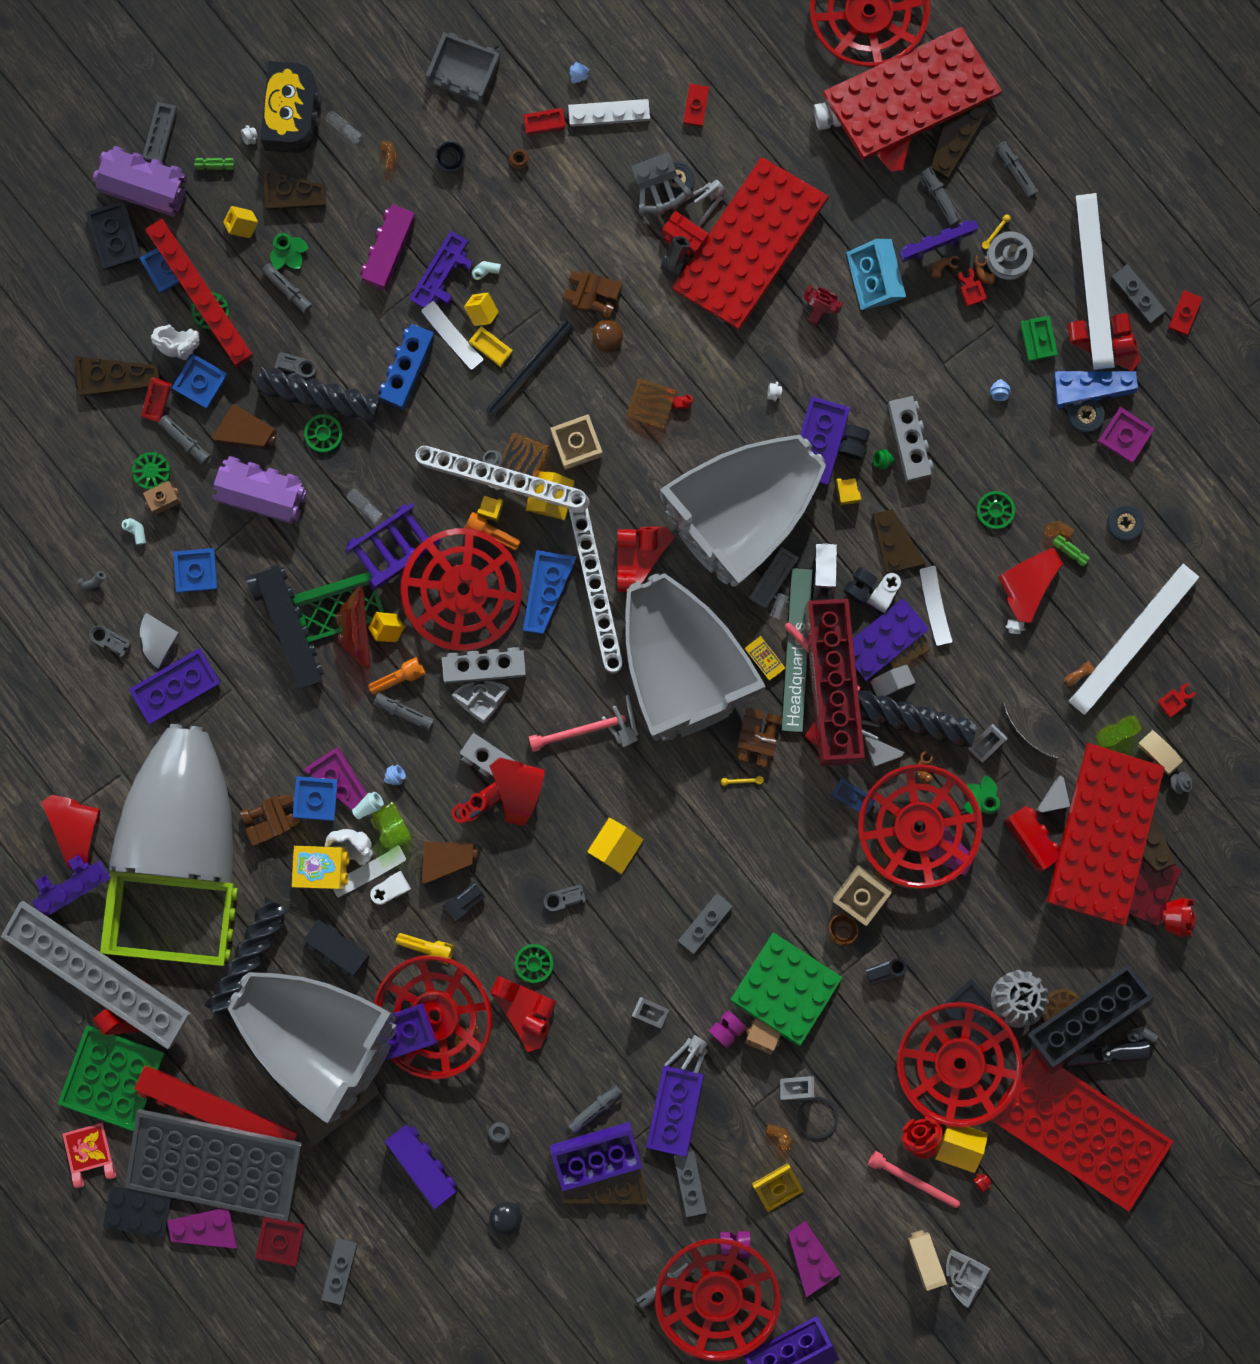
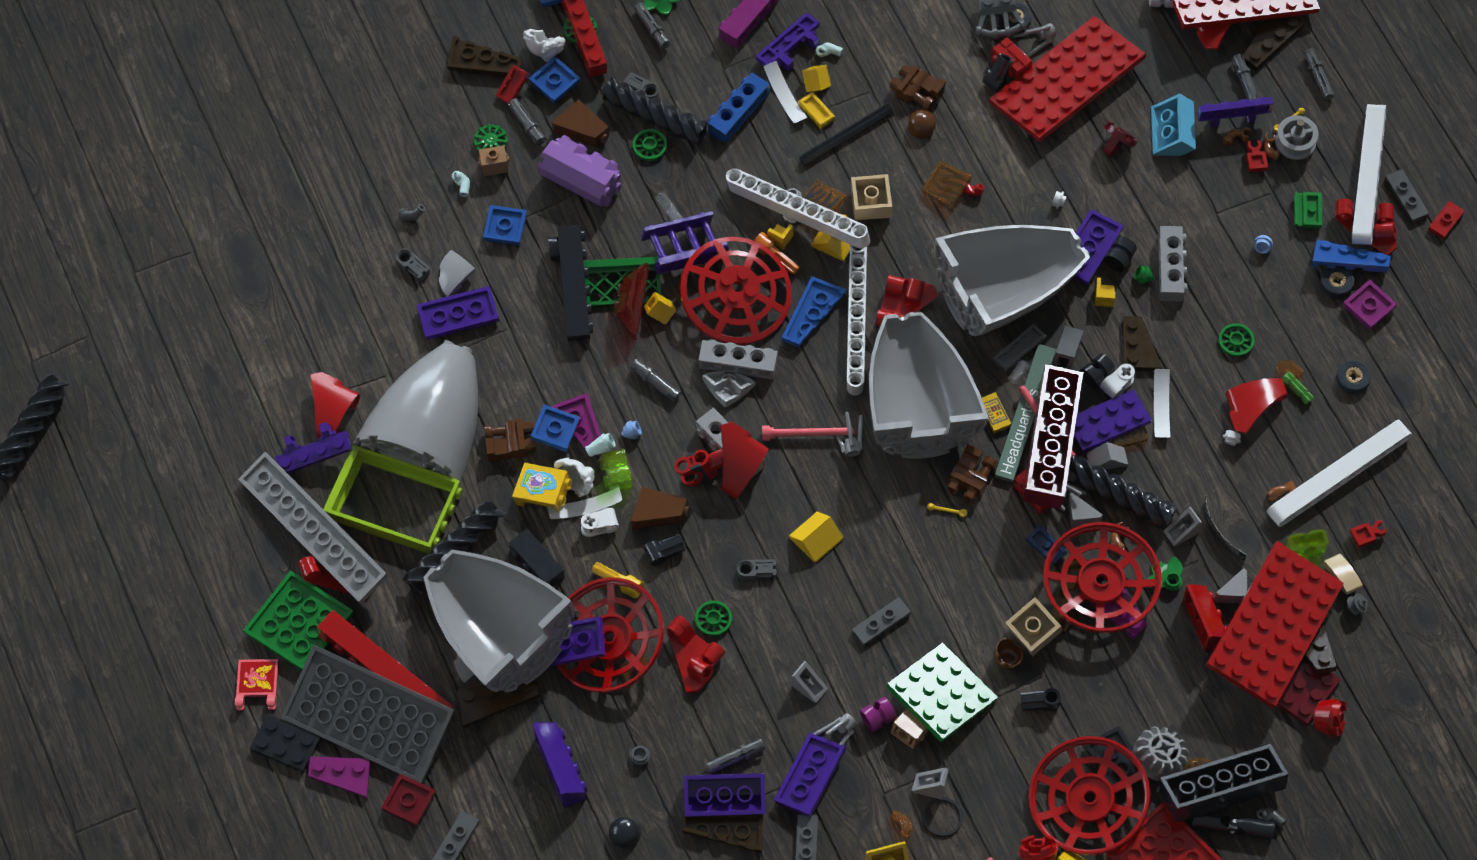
camera: 15 degrees right, 20 degrees down
(409, 671) = (667, 348): orange piece -> none

